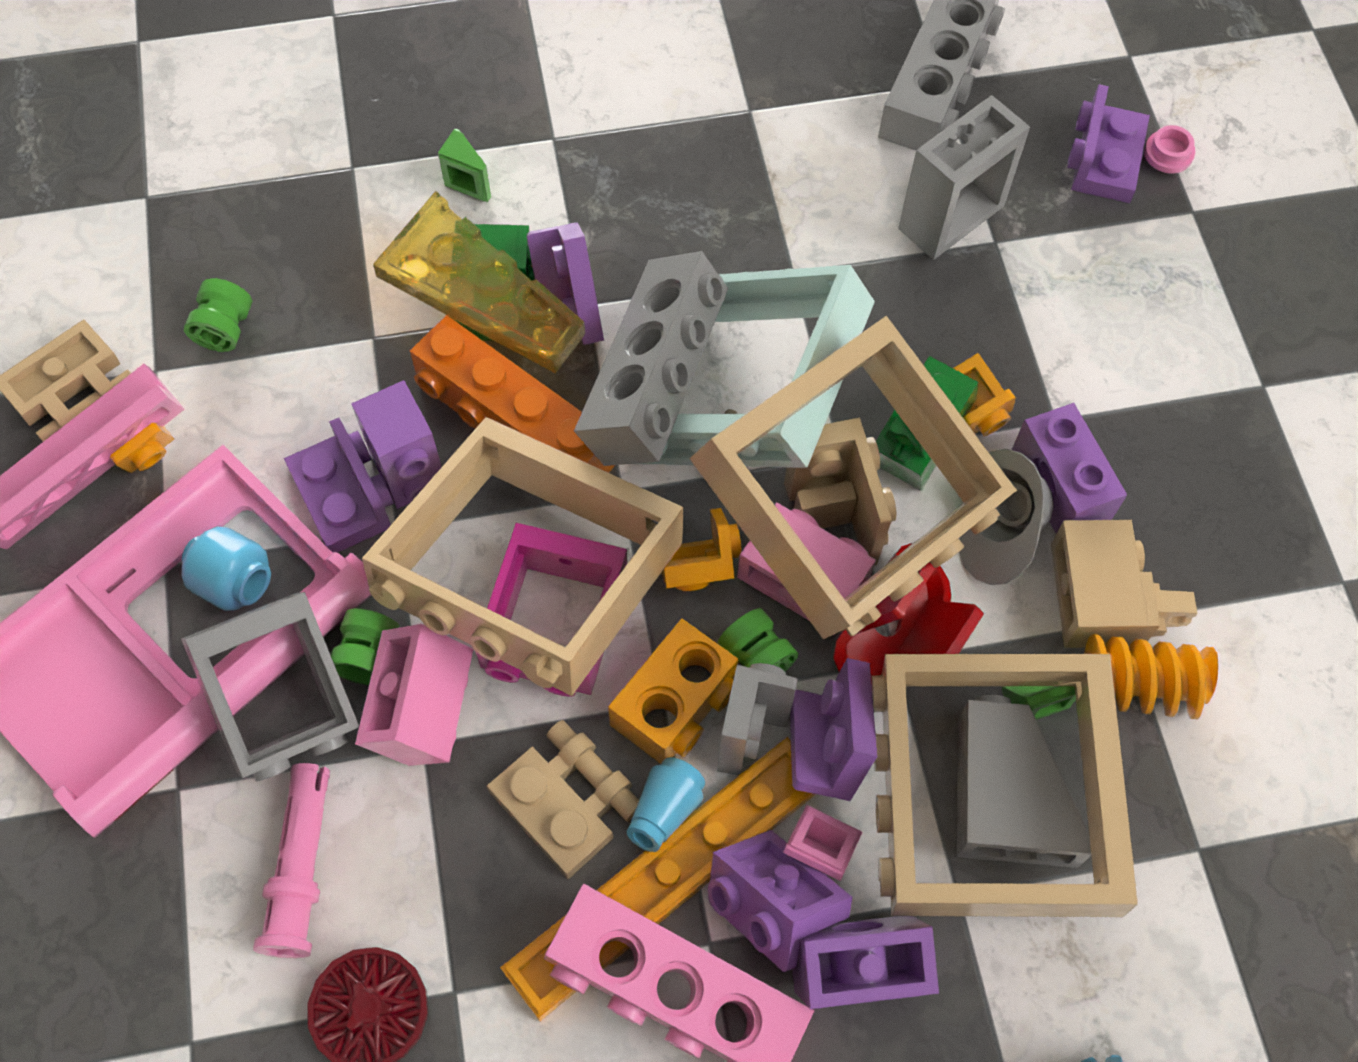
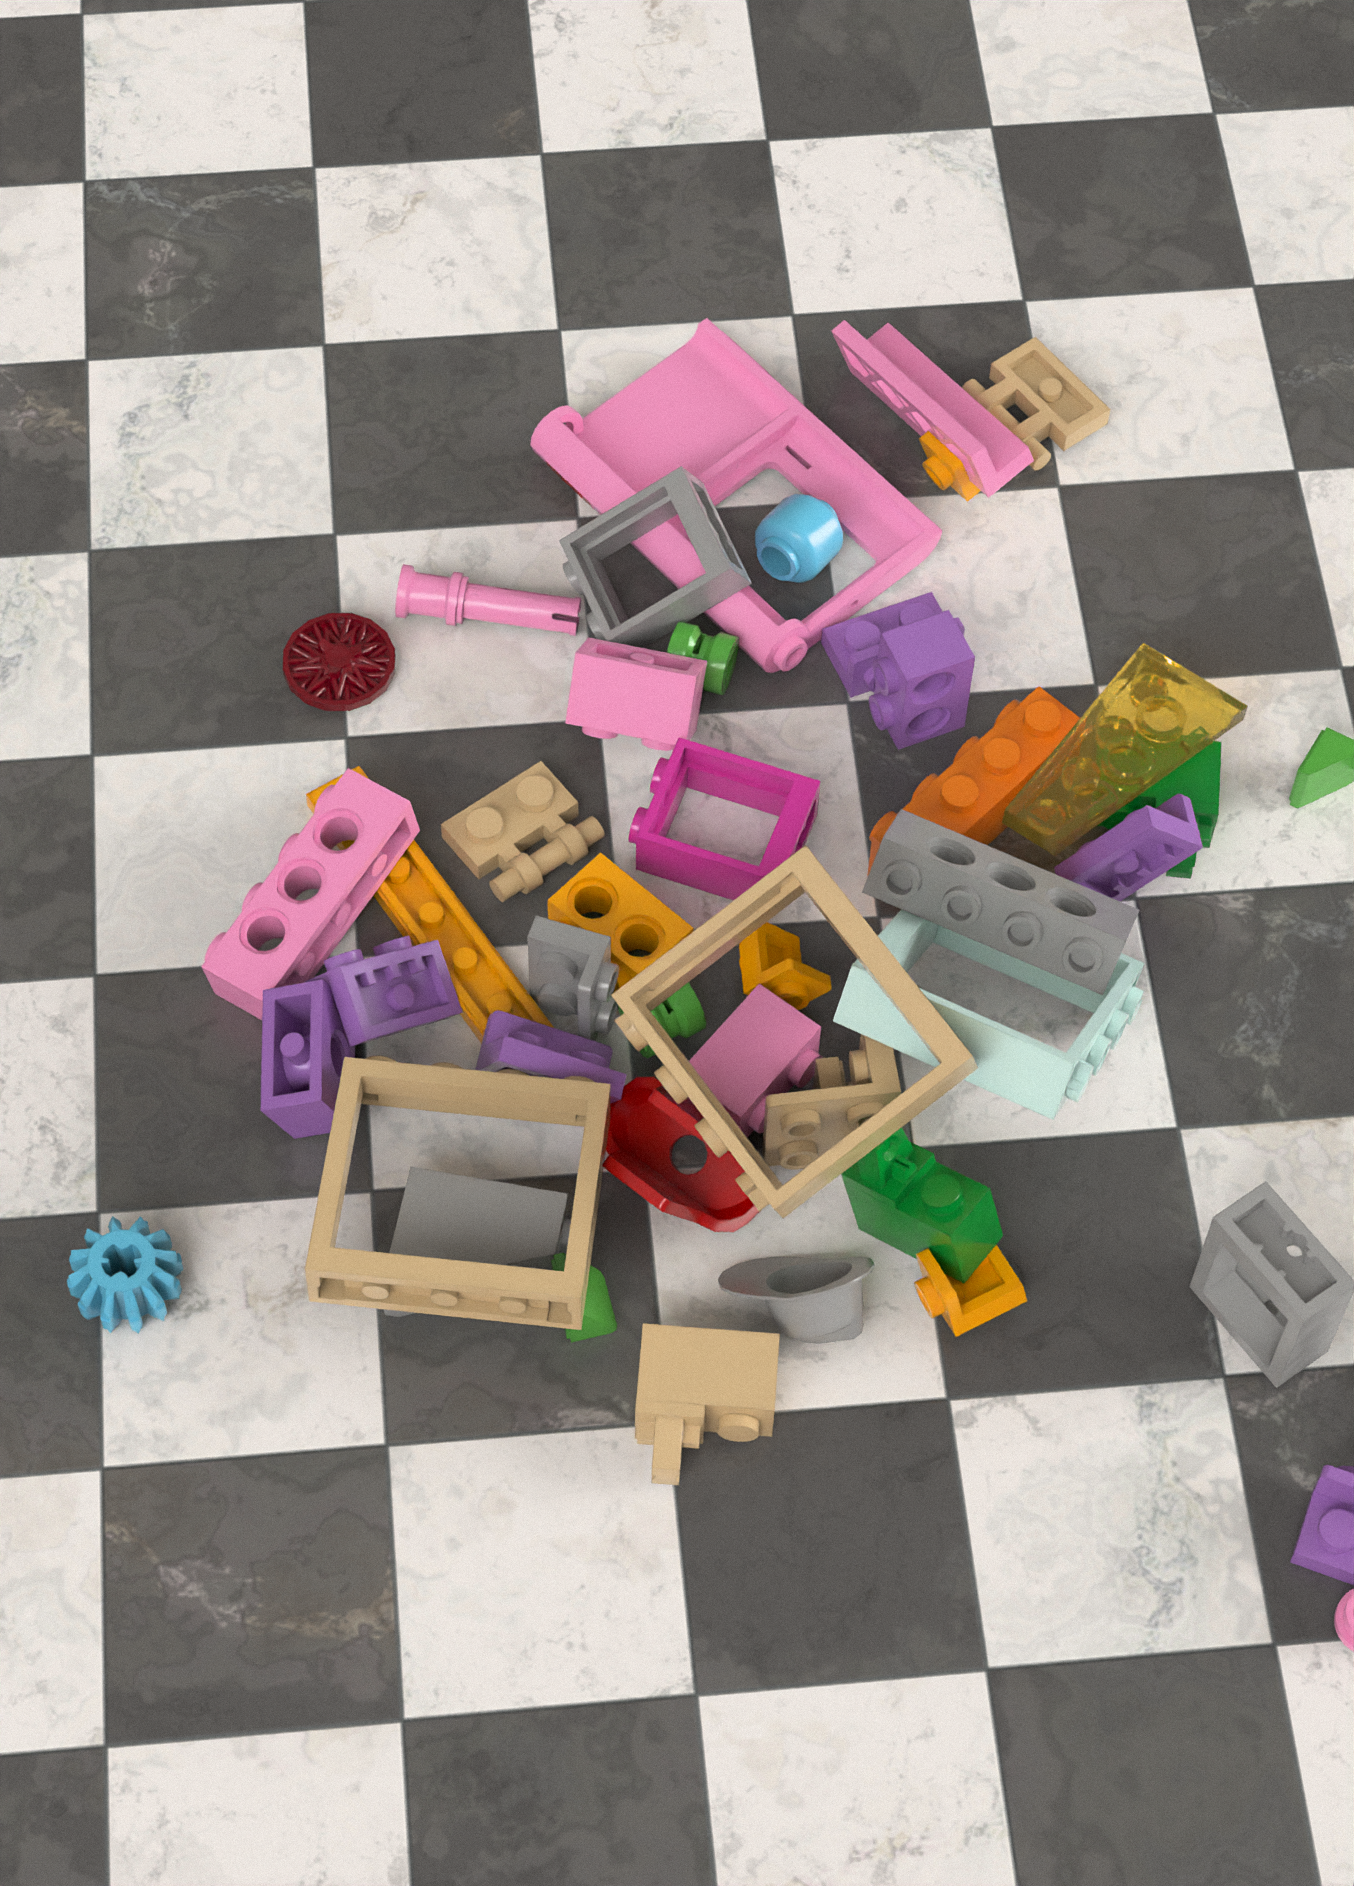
camera: 95 degrees right, 5 degrees down
(218, 315) = (1111, 528): bright green wheel -> none
(559, 480) = (817, 688): tan window -> none
(665, 803) = (496, 908): medium azure cone -> none
(823, 842) = (432, 1035): bright pink slope -> none
(1071, 465) = (855, 1369): medium lavender brick -> none
(1159, 673) = (576, 1402): light orange piece -> none

